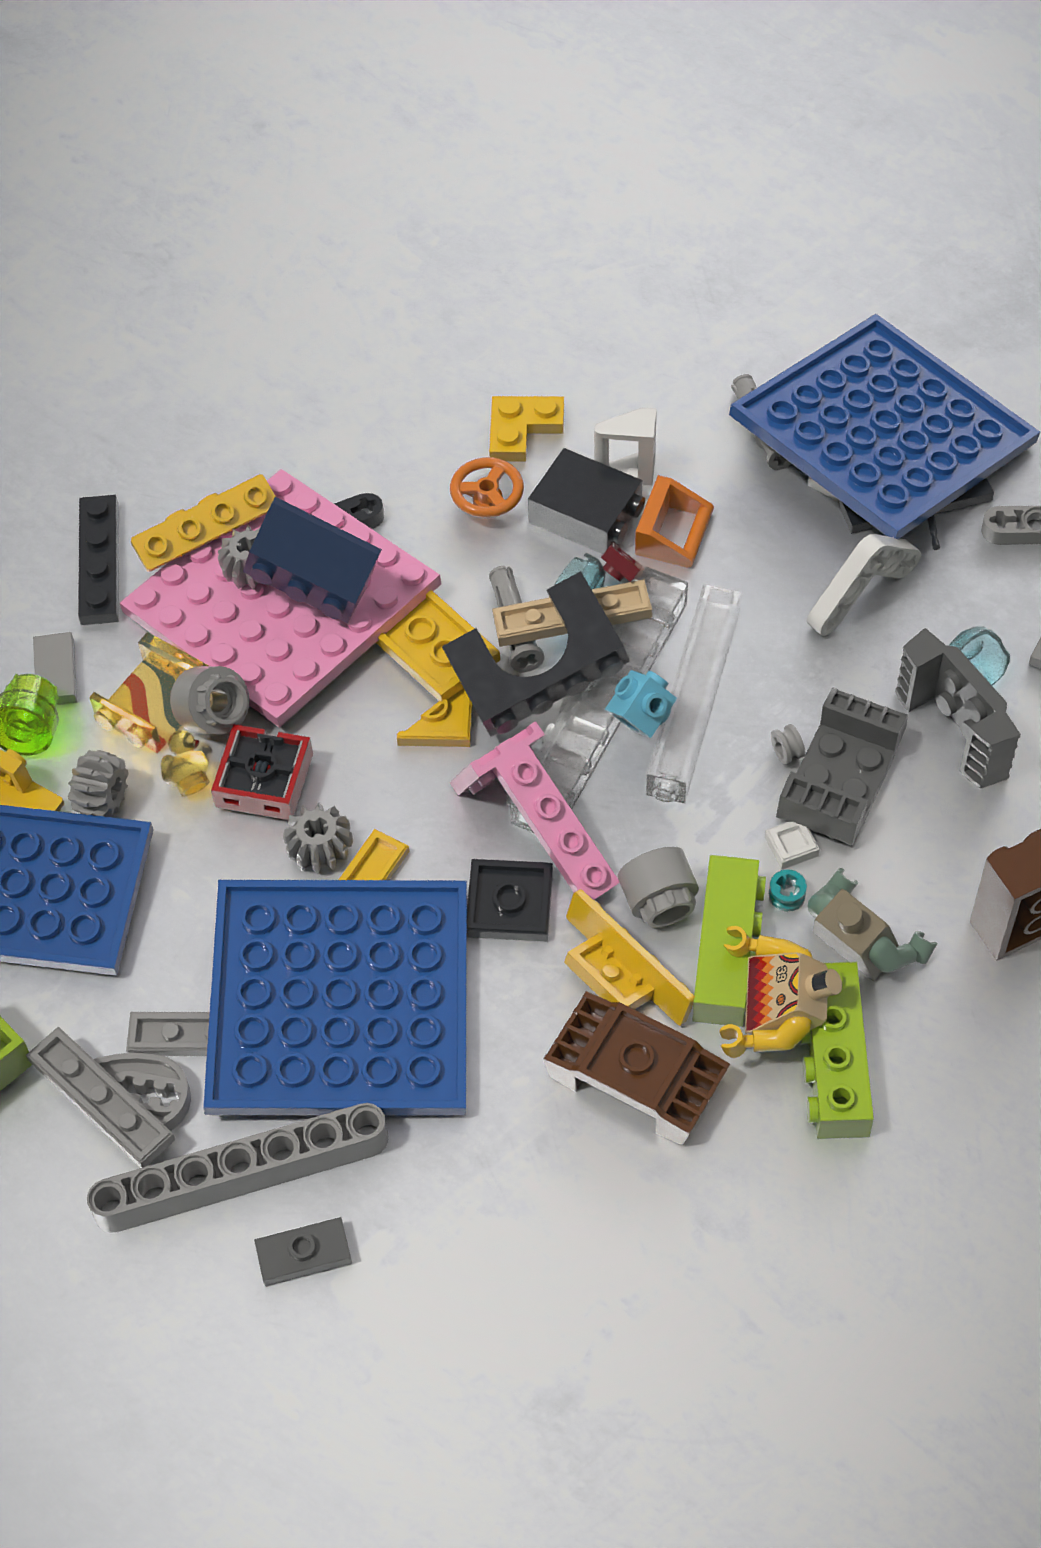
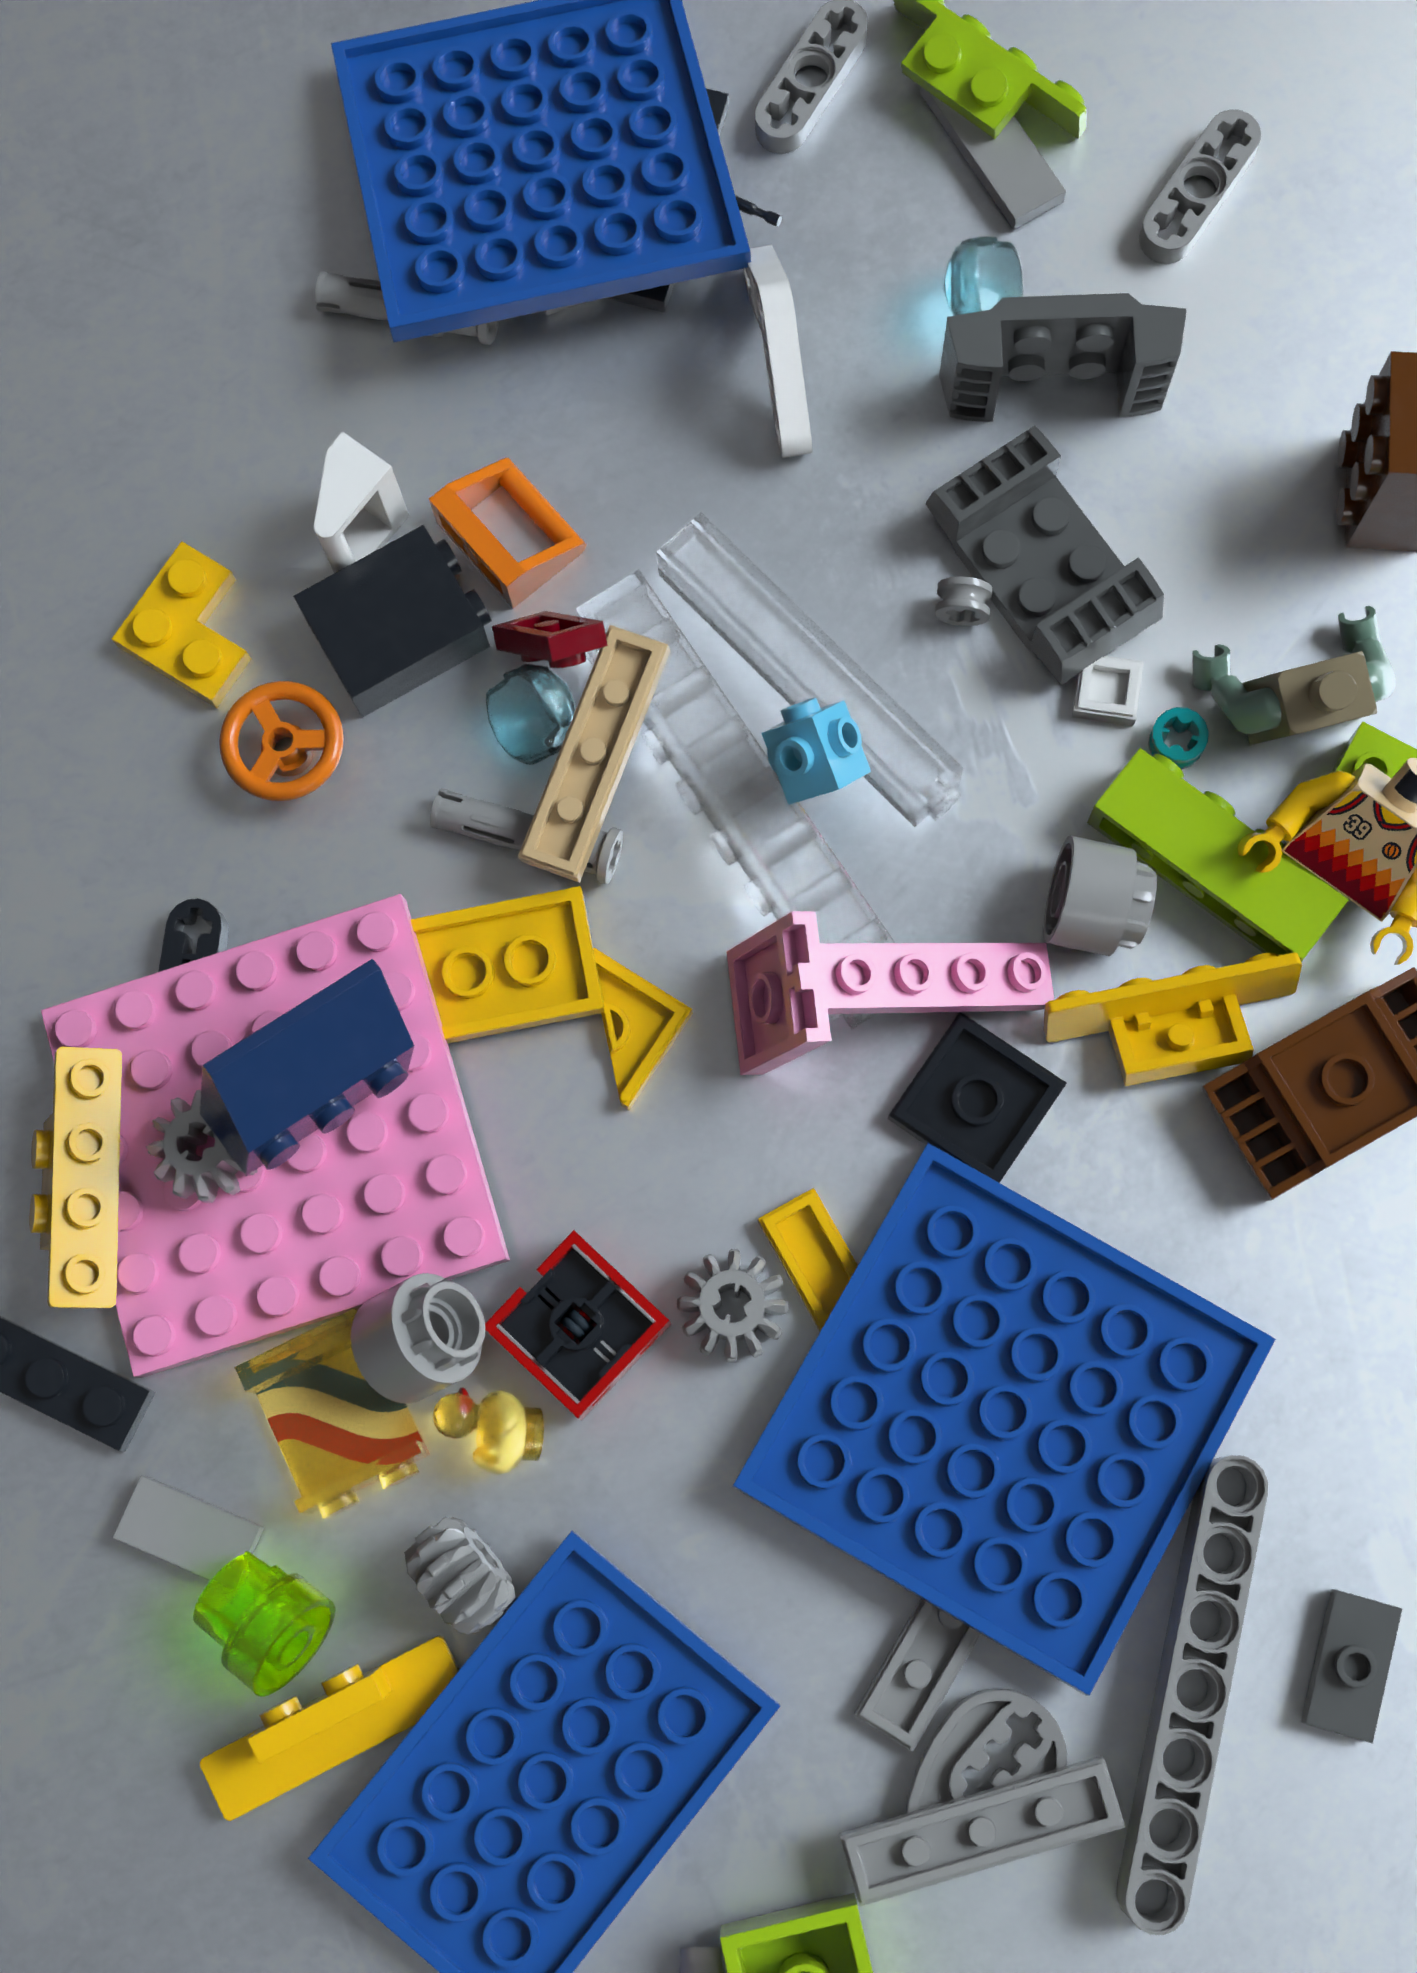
camera: 55 degrees left, 20 degrees up
(590, 653) = (699, 764): black arch -> none

